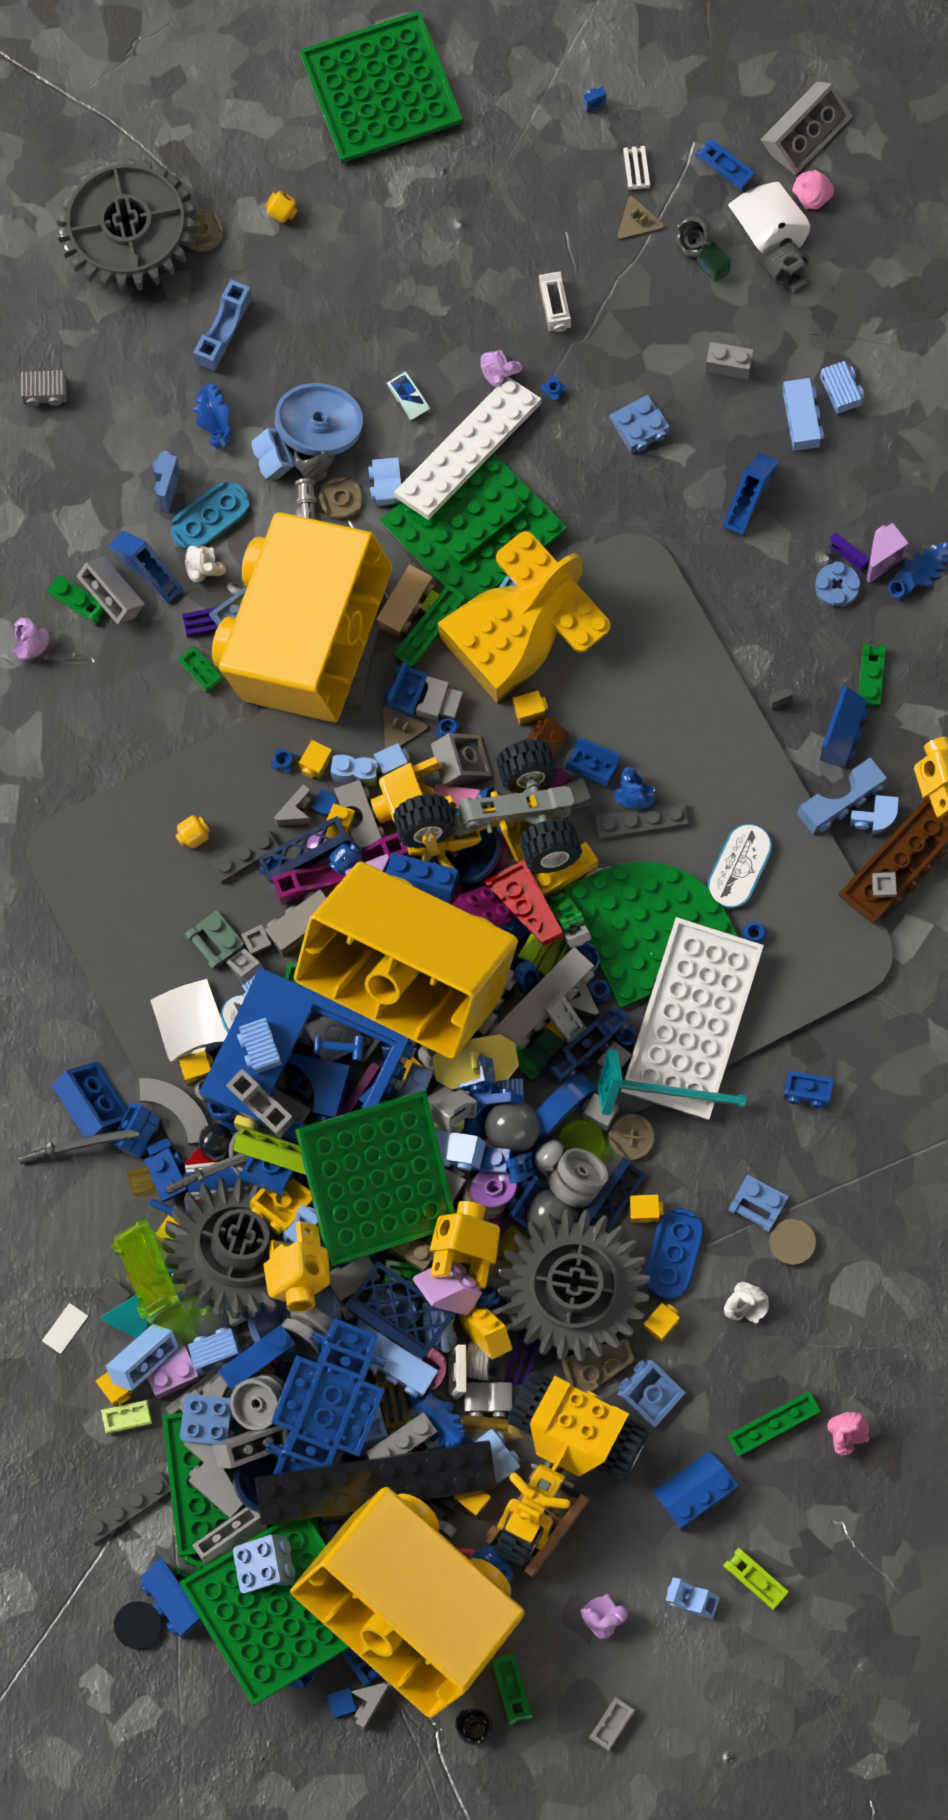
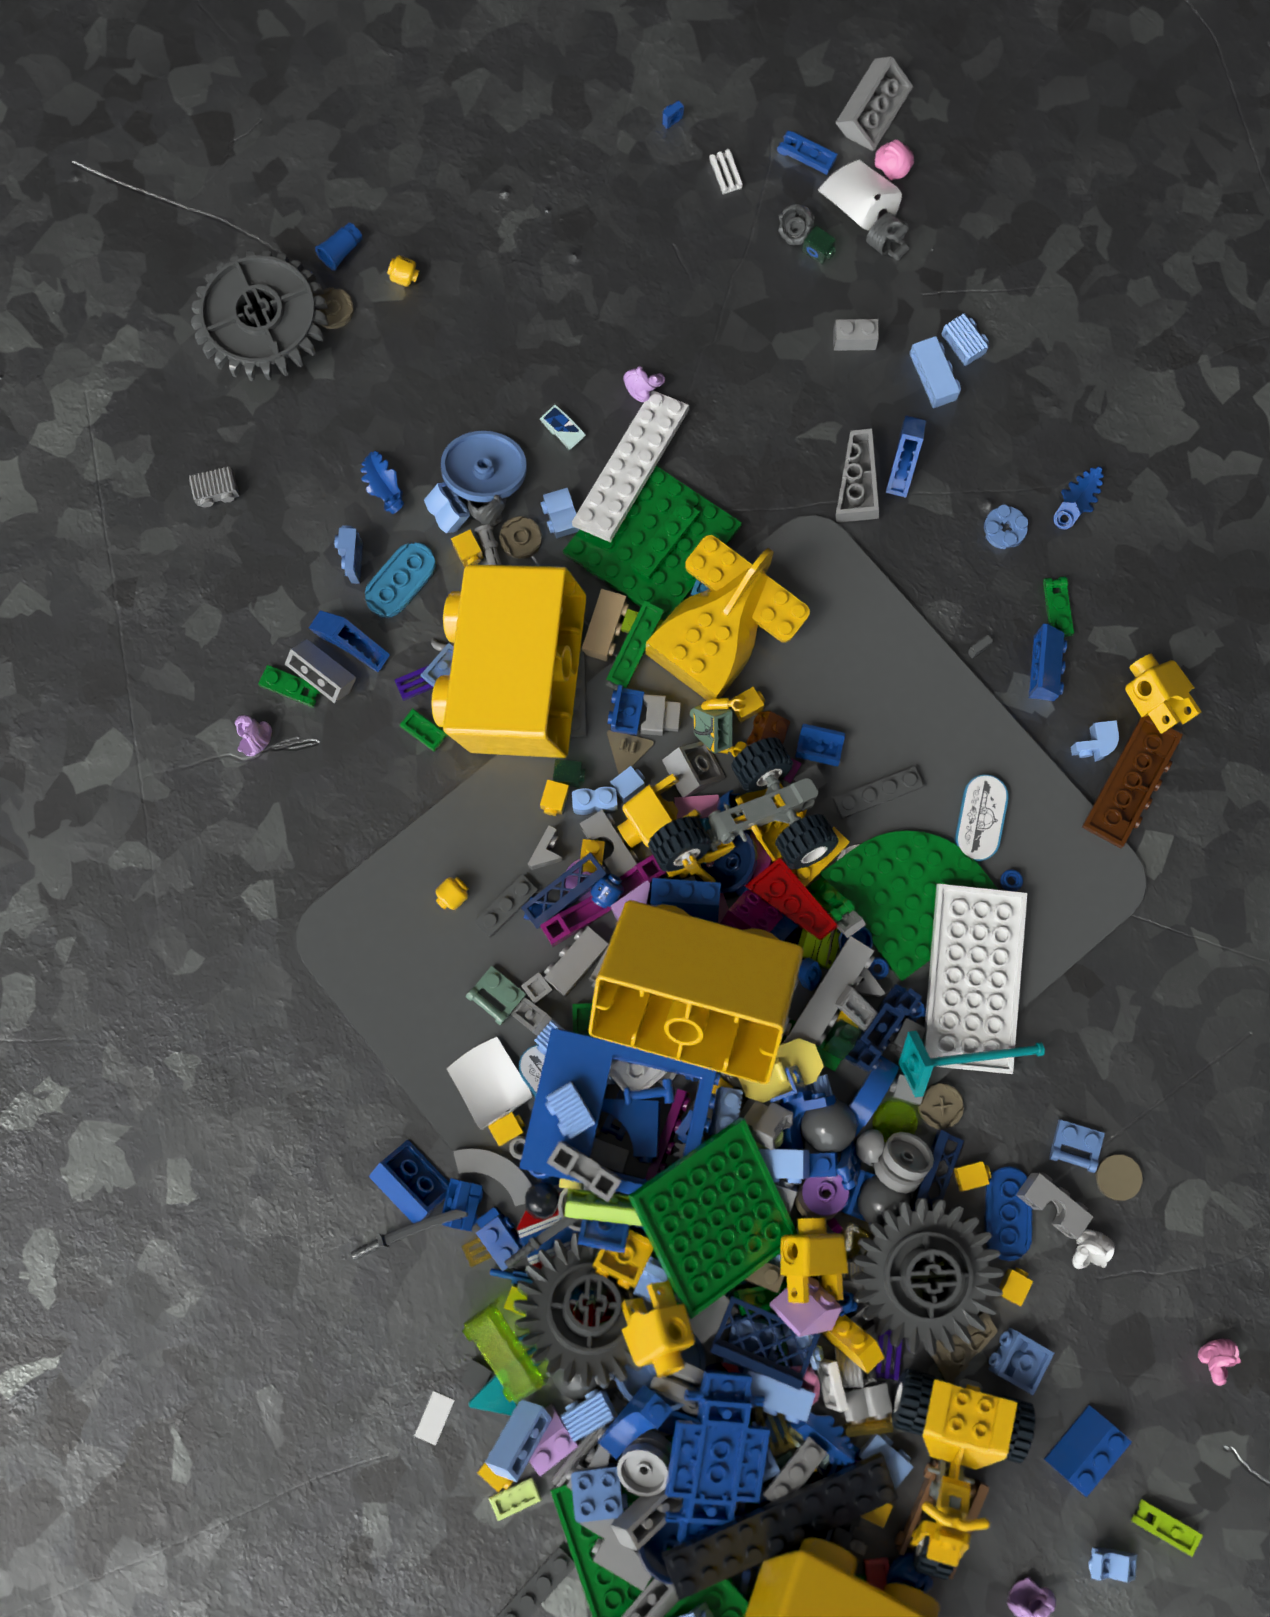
camera: 15 degrees left, 5 degrees up
(201, 563) = (401, 627): white hair -> none
(221, 169) = (338, 245): none -> blue plant
(231, 310) = (377, 378): medium blue arch -> none
(283, 754) = (527, 799): blue plate -> none
(284, 497) = (467, 548): none -> yellow brick
(323, 803) = (572, 838): blue tile -> none
(335, 738) = (569, 772): none -> clear green brick
(380, 86) = (470, 140): green plate -> none
(445, 723) = (673, 735): blue plate -> none
(490, 718) = (714, 724): none -> torso
(553, 394) = (696, 387): blue plate -> none
(560, 321) = (686, 329): white window -> none
(632, 792) = (866, 768): blue hair -> none
(637, 220) = (738, 220): dark tan piece -> none
(640, 424) = (786, 411): medium blue plate -> none
(695, 513) = (859, 487): none -> light grey wedge
(734, 1265) = (1071, 1215): none -> light grey arch
(773, 1424) = (1145, 1365): green plate -> none
(808, 1089) = (1098, 1022): blue bracket -> none
(820, 811) = (1046, 748): medium blue arch -> none
(848, 552) = (1010, 494): dark purple tile -> none
(884, 885) = (1126, 809): light grey plate -> none
(887, 551) = (1045, 485): lavender slope -> none

